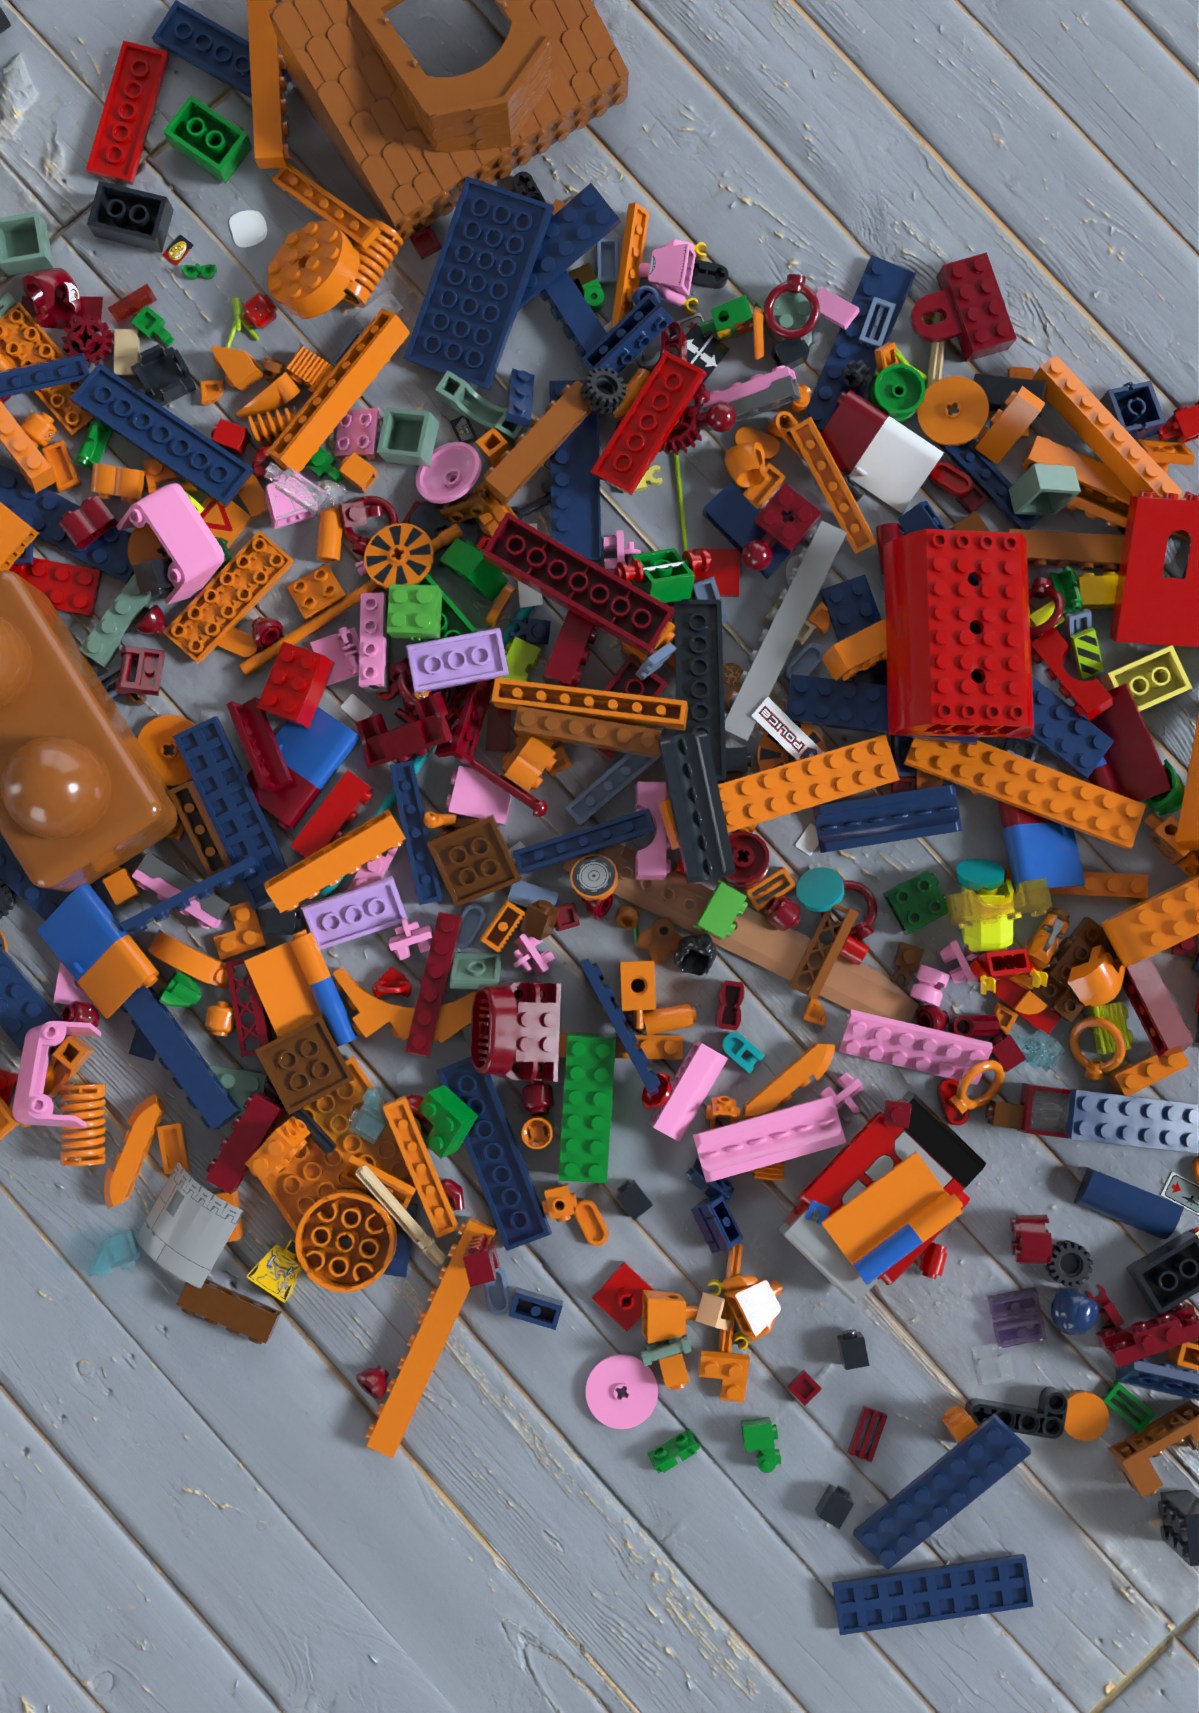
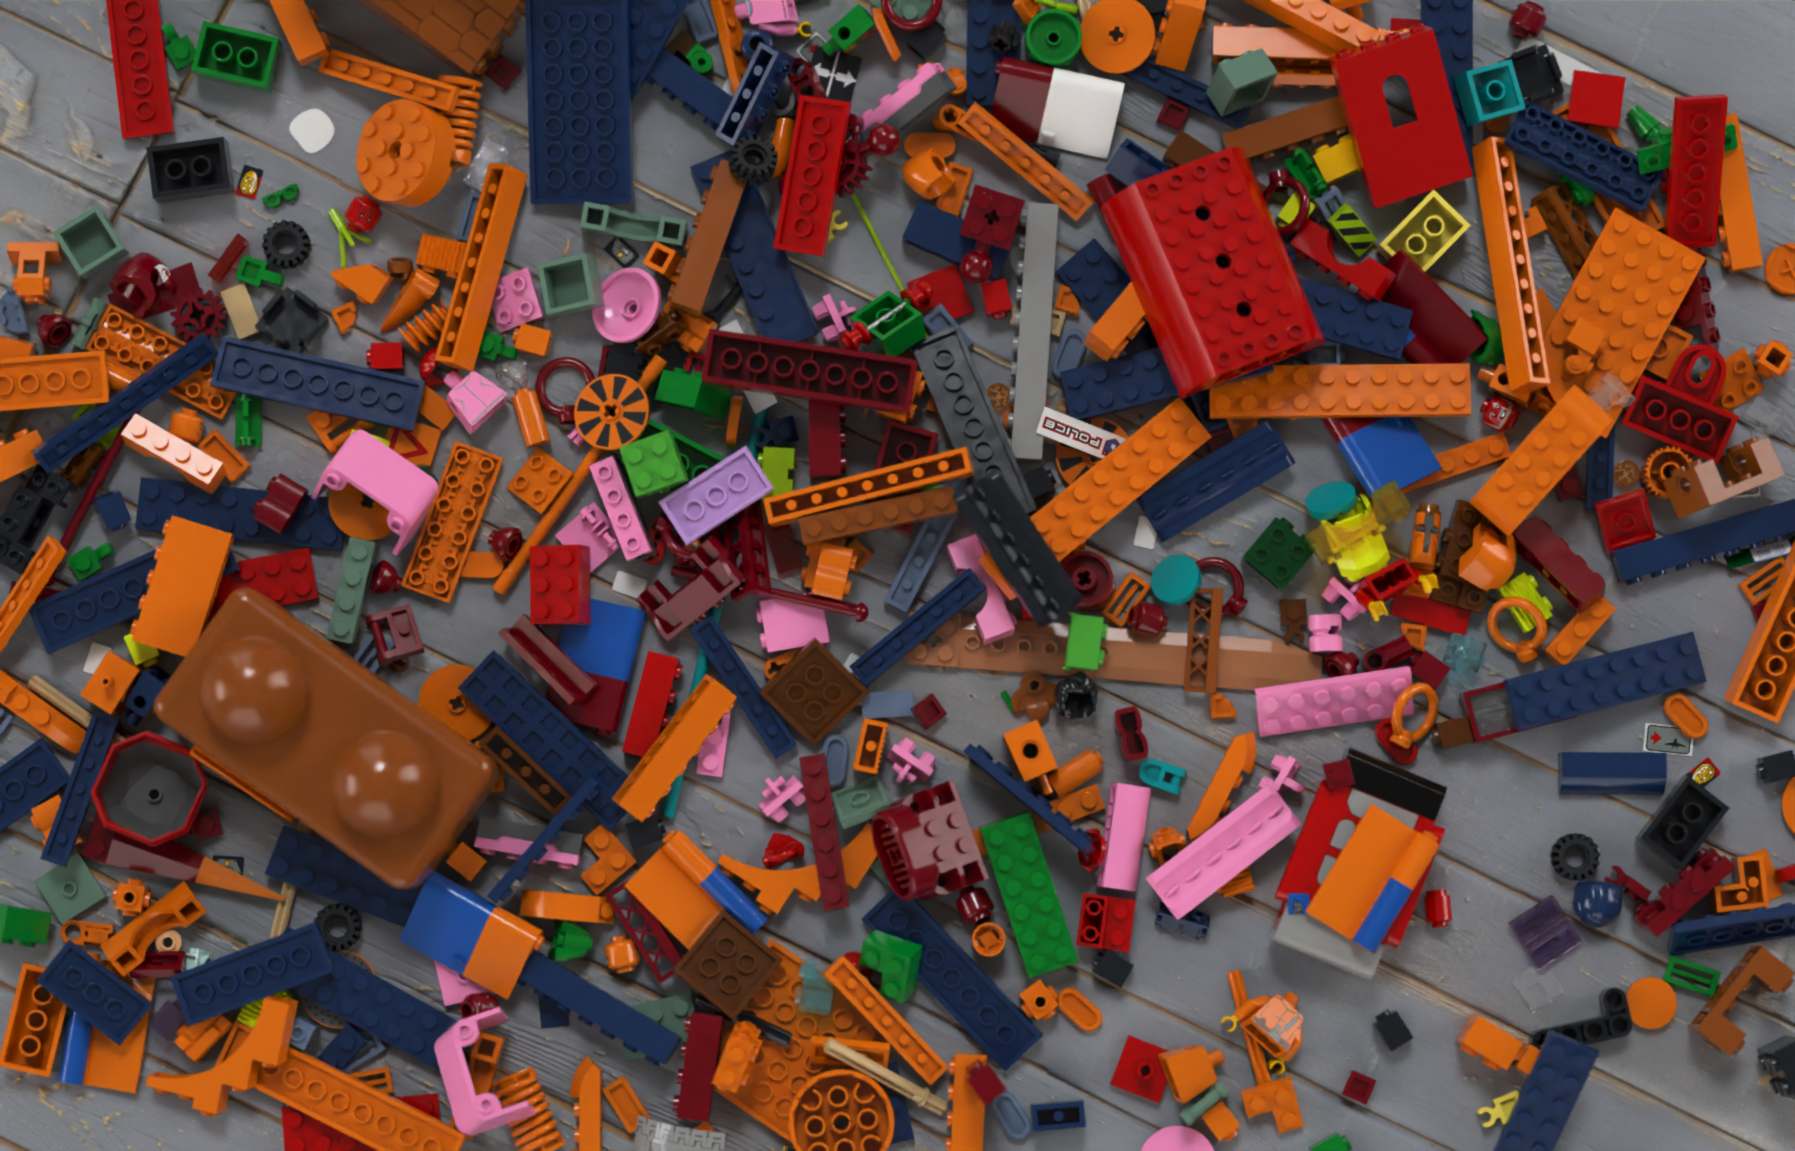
camera: 15 degrees left, 0 degrees up
(117, 481) = (290, 449): orange brick -> none
(153, 576) = (375, 533): black brick -> none
(164, 114) = (181, 49): none -> green plate
(183, 298) = (279, 230): none -> black tyre
(297, 488) = (481, 384): clear plate -> none
(354, 913) = (714, 793): lavender tile -> none
(355, 514) = (548, 385): plate -> none
(435, 820) = (757, 666): orange arm -> none
(454, 1191) = (929, 1033): dark red arm -> none
(520, 397) = (669, 198): dark blue plate -> none
(540, 919) = (905, 724): reddish brown brick -> none
(594, 877) = (942, 659): tile -> none
(598, 908) = (956, 683): dark red brick -> none
(627, 917) = (992, 686): dark orange tile -> none
(643, 1158) = (1106, 922): none -> red brick
(655, 661) = (917, 416): sand blue tile -> none
(711, 1310) = (1233, 1047): light nougat panel -> none
(717, 1224) = (1205, 958): dark blue brick -> none
(762, 591) = (996, 299): none -> red brick
(854, 950) = (1234, 628): red beam -> none
(876, 1437) = (1430, 1109): dark red tile -> none
(922, 1456) = (1502, 1109): none -> light yellow plate
(929, 1391) = (1489, 1042): none -> orange brick
(951, 480) = (1144, 105): red tile -> none
(1030, 1004) = (1434, 611): orange tile -> none
(1032, 1239) = (1527, 846): dark red brick -> none
(1151, 858) = (1499, 413): none -> red head

